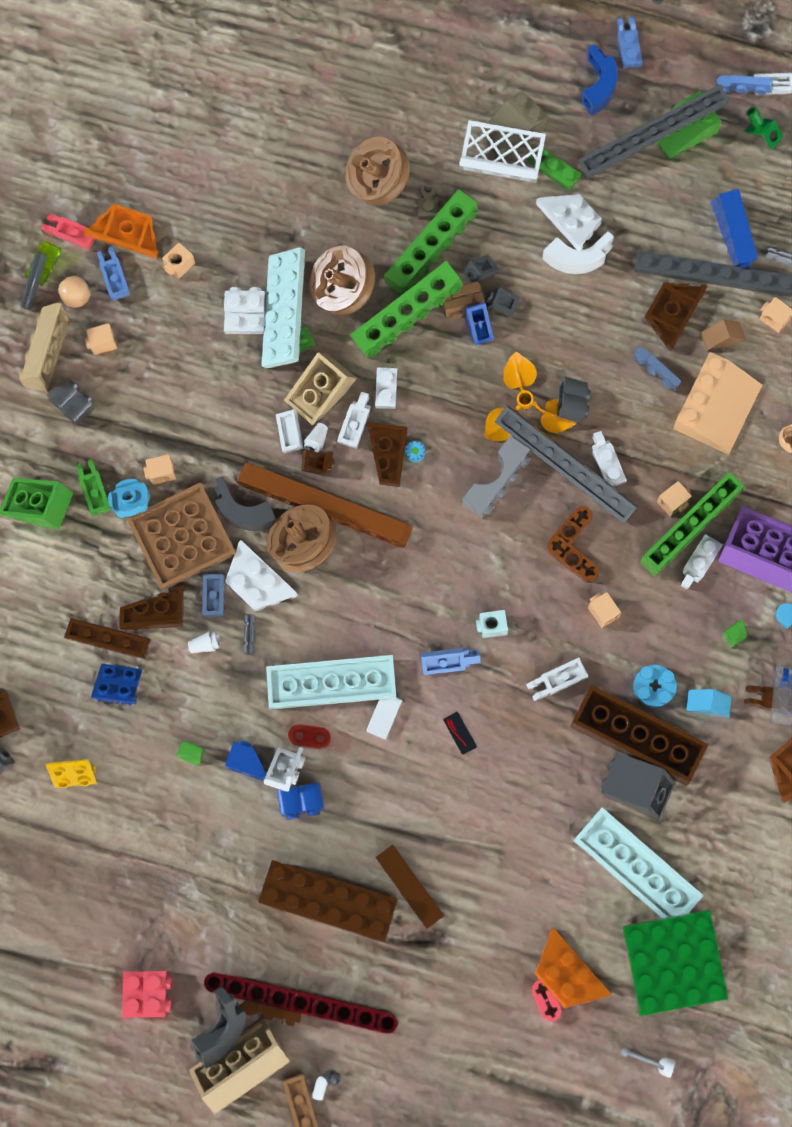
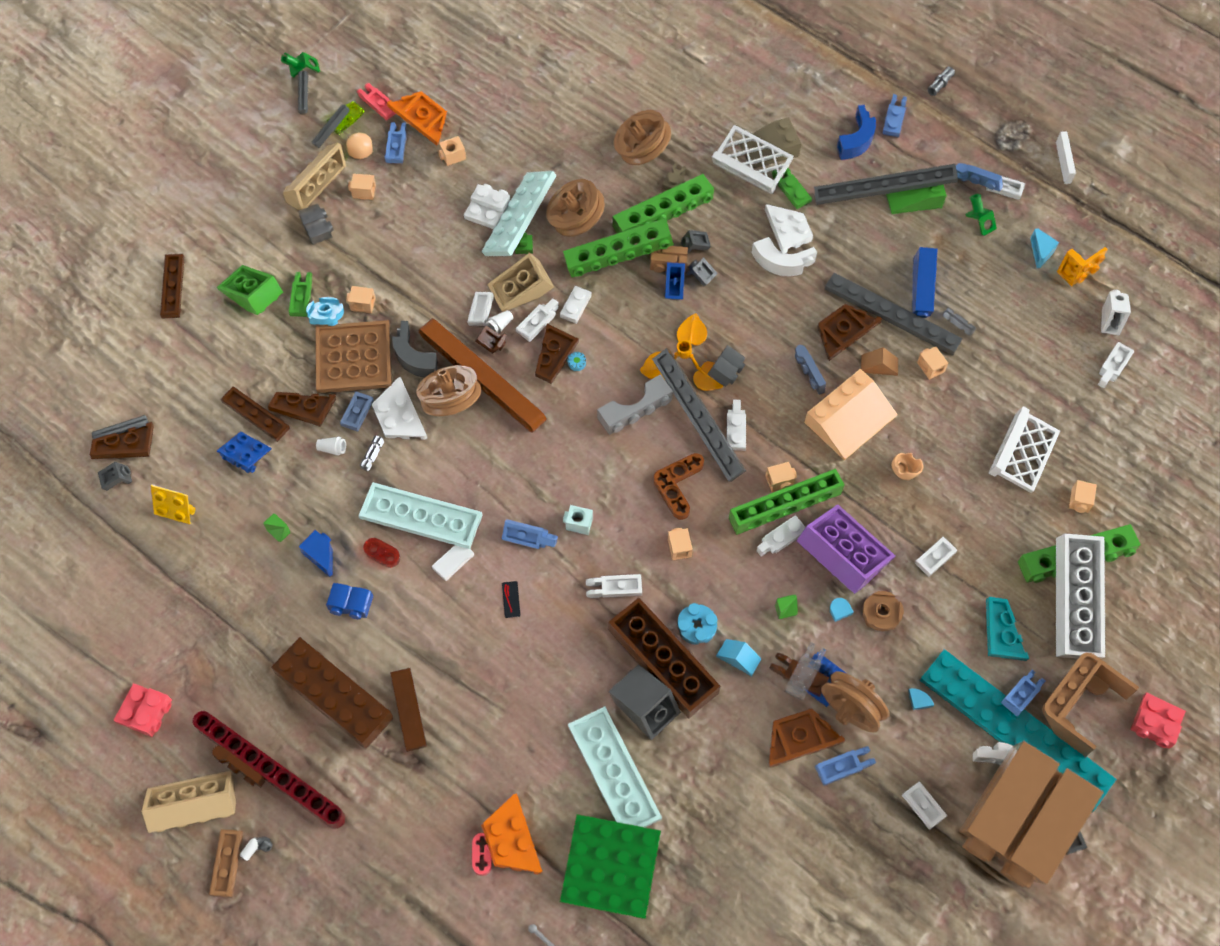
camera: 15 degrees right, 10 degrees down
(224, 1033) = (189, 768): dark grey arch -> none
(284, 769) = (347, 568): white bracket -> none

